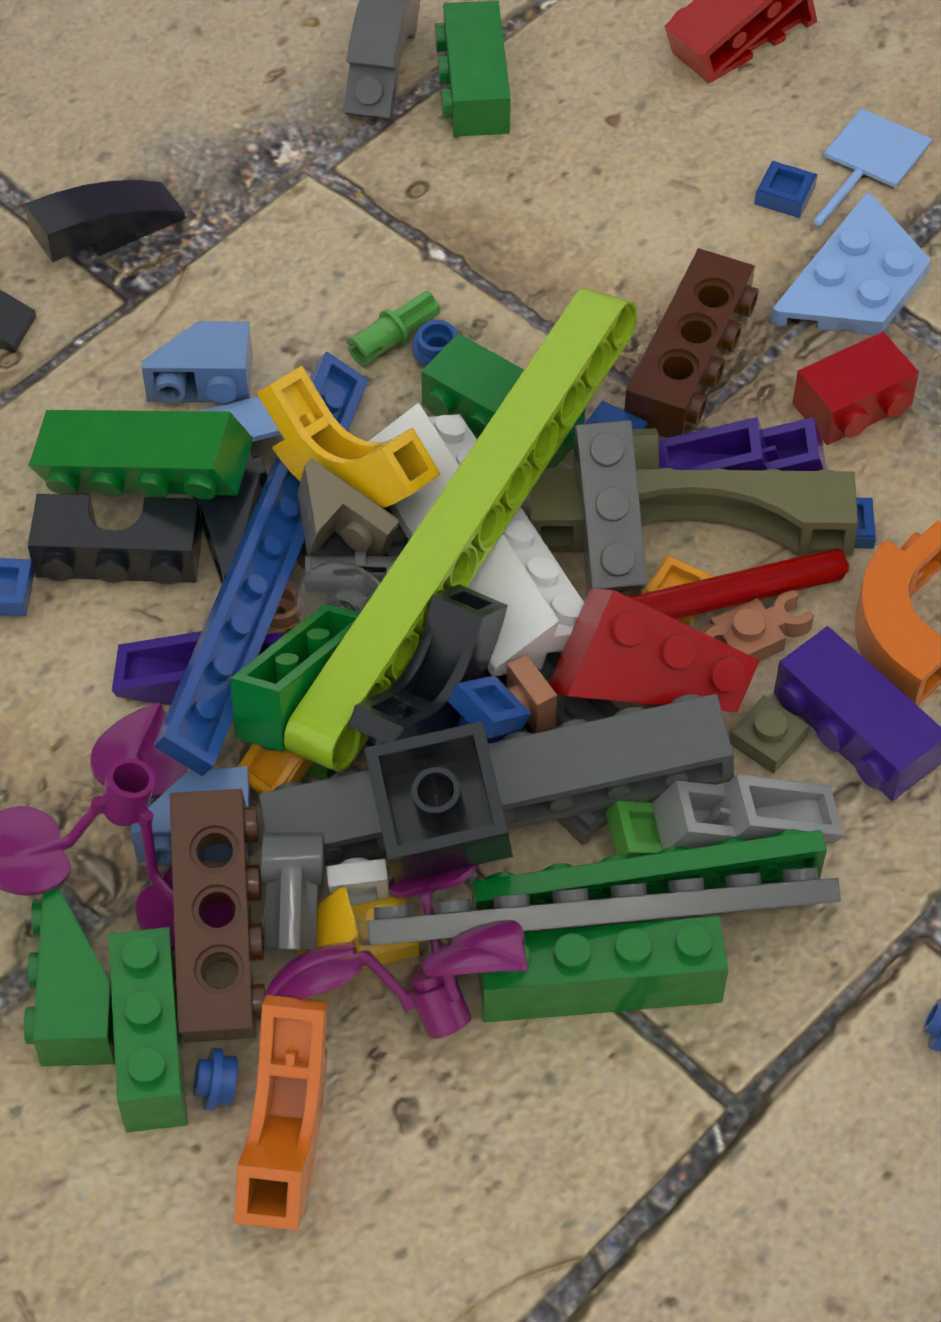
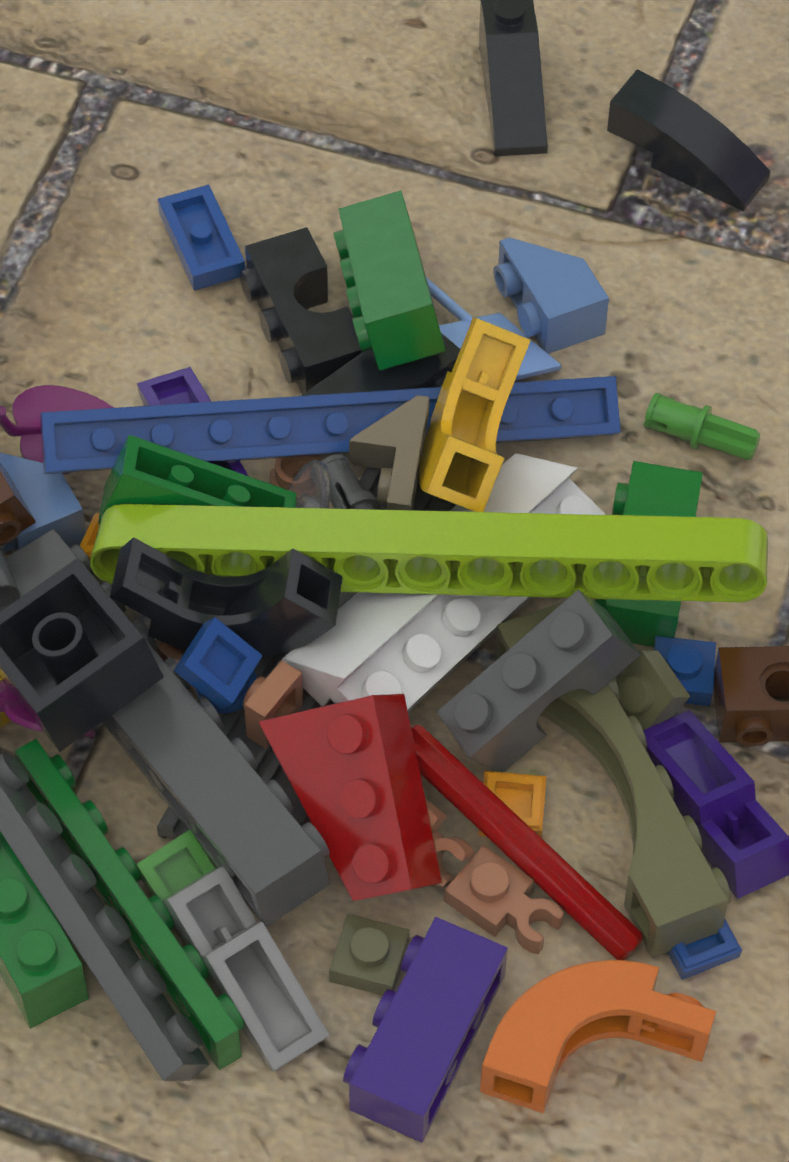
camera: 65 degrees right, 0 degrees up
(431, 340) = (712, 464): blue plate -> none

